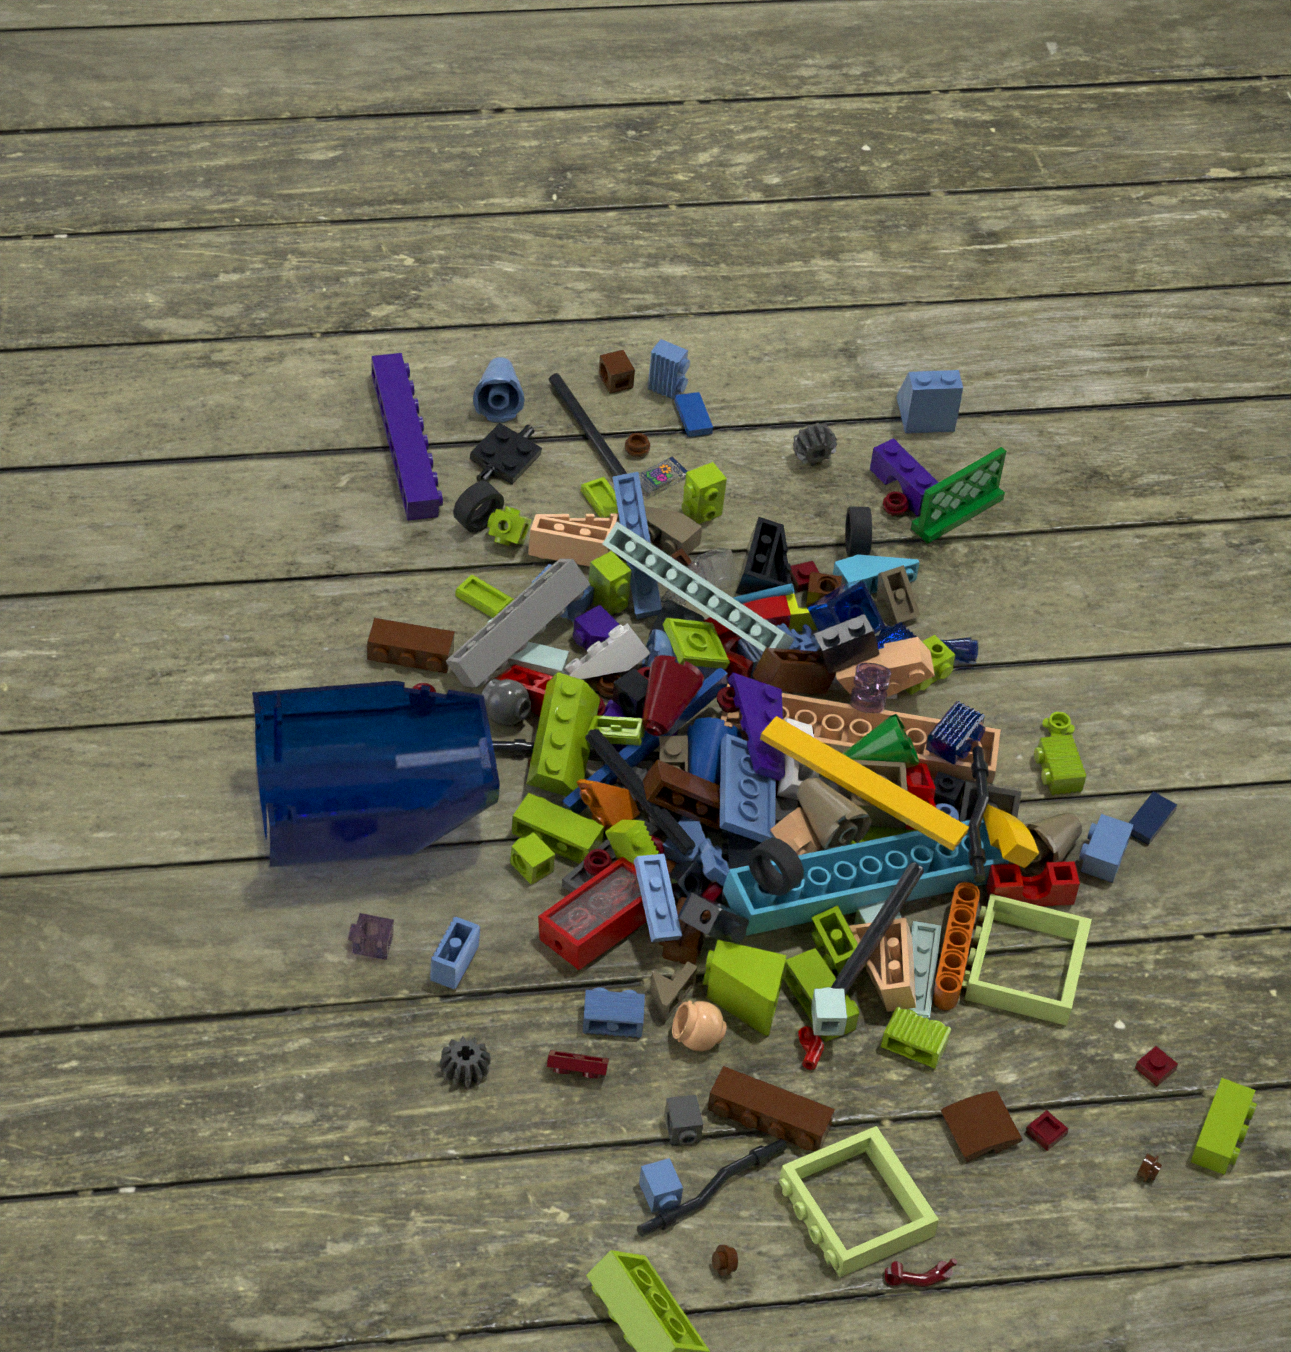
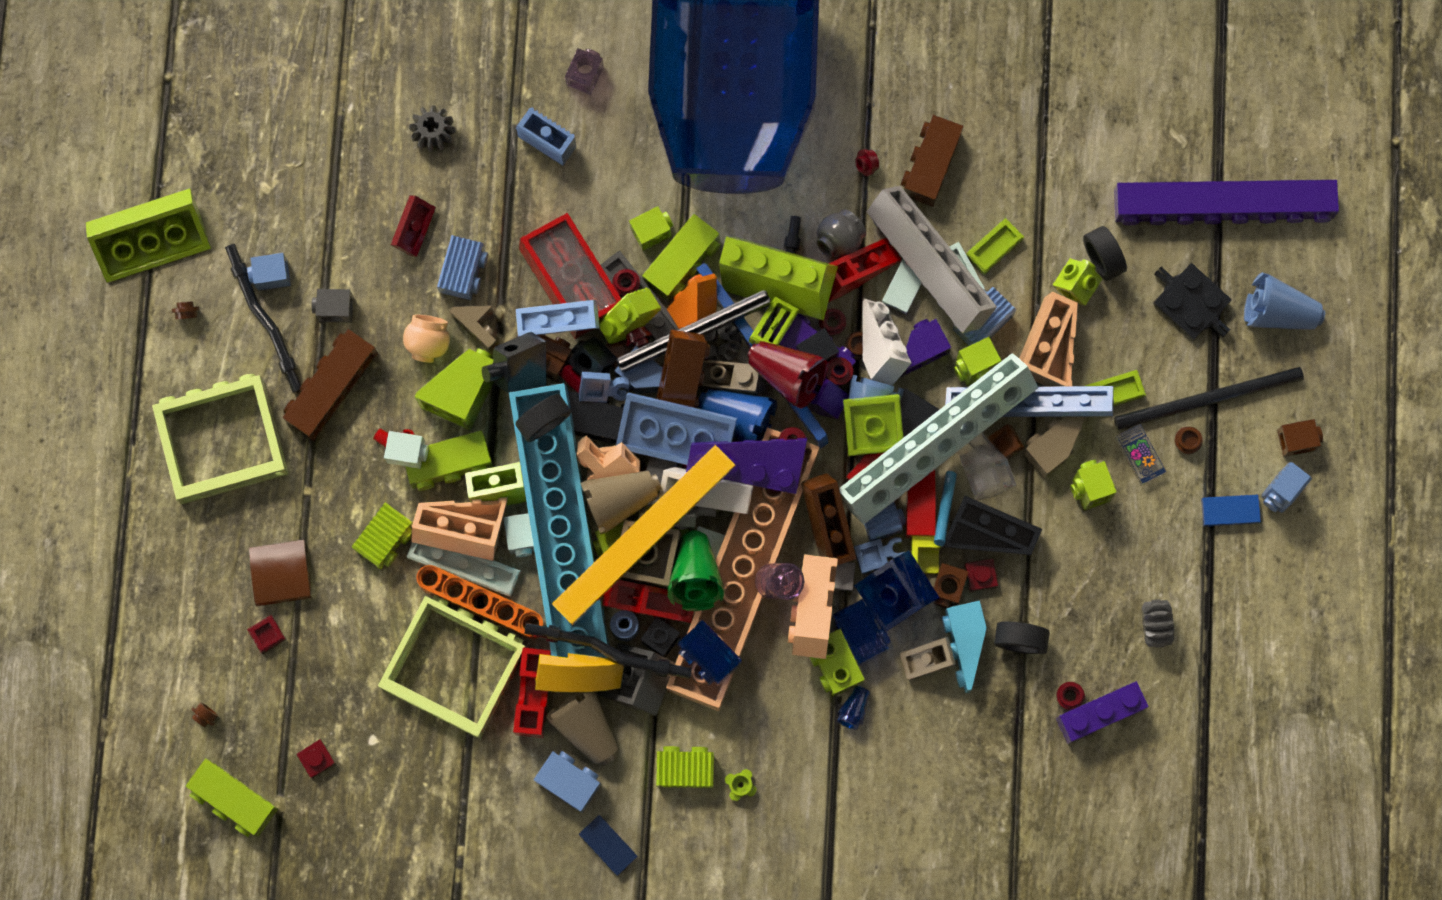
camera: 110 degrees right, 30 degrees up
(846, 644) = (842, 566): black slope -> none
(878, 927) = (484, 515): black axle -> none
(930, 401) = (1209, 765): medium blue slope -> none
(940, 1272) = (139, 495): dark red piece -> none
(961, 497) = (1055, 762): green fence -> none

